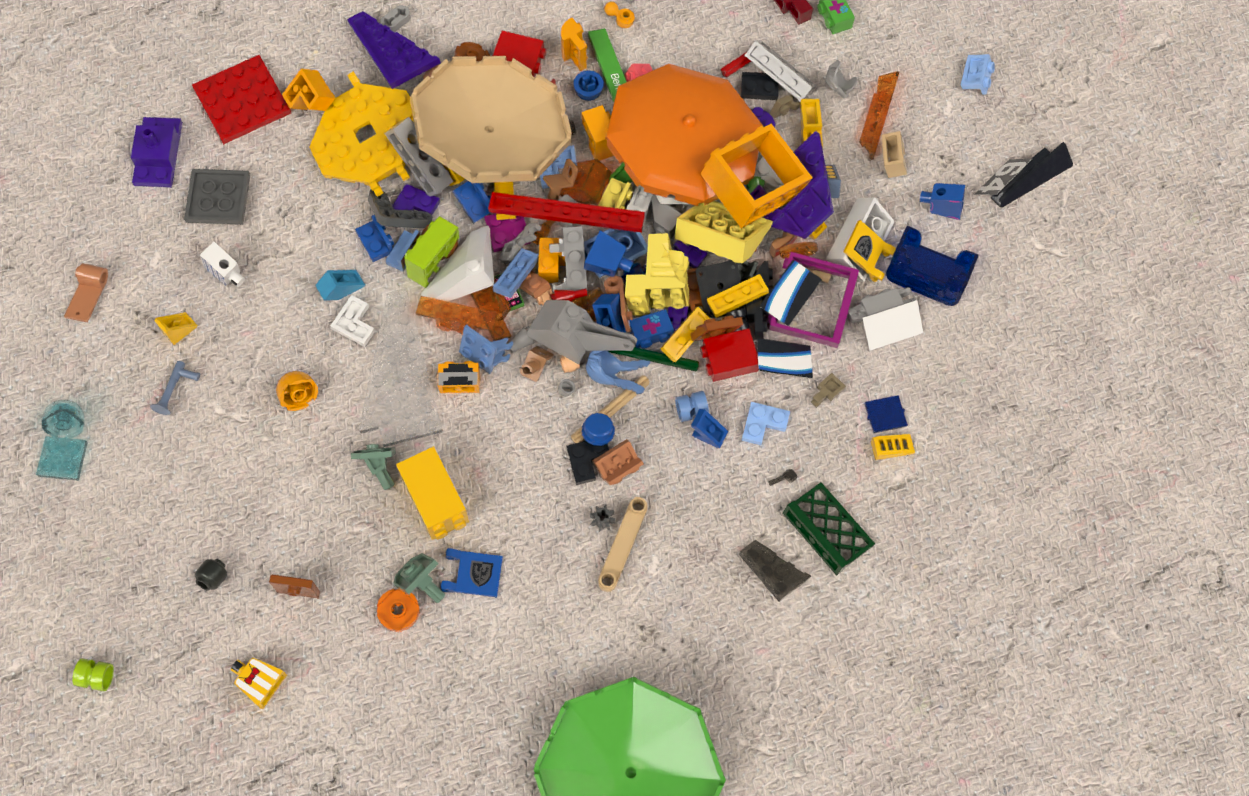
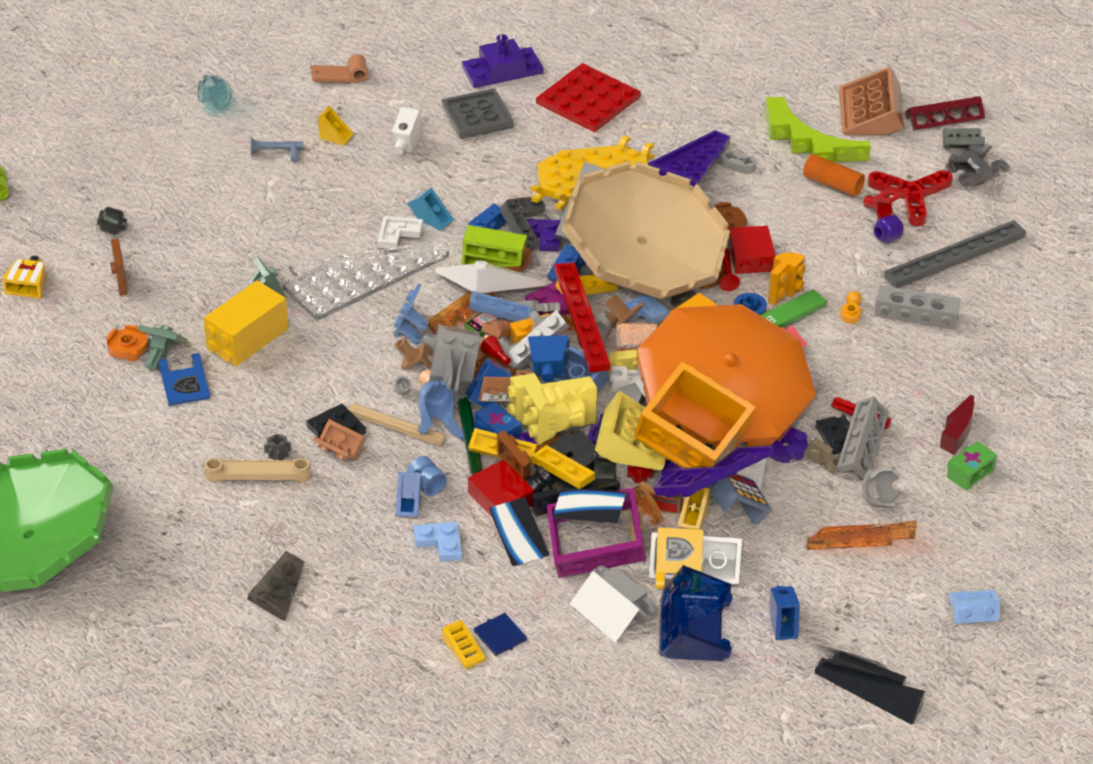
camera: 70 degrees right, 25 degrees down
(61, 458) = (181, 110): clear light blue tile -> none
(296, 390) = (307, 213): light orange cylinder -> none
(308, 92) = (614, 123): light orange brick -> none
(455, 316) = (435, 286): clear orange bracket -> none
(459, 377) = (375, 311): brick -> none
(598, 429) = (365, 412): blue piece -> none
(789, 475) = (388, 572): clear smoke hand -> none
(810, 118) = (809, 483): yellow slope -> none
(817, 539) = (328, 609): dark green fence -> none
(828, 388) = (501, 577): dark tan plate -> none
(894, 148) = (814, 552): tan brick -> none

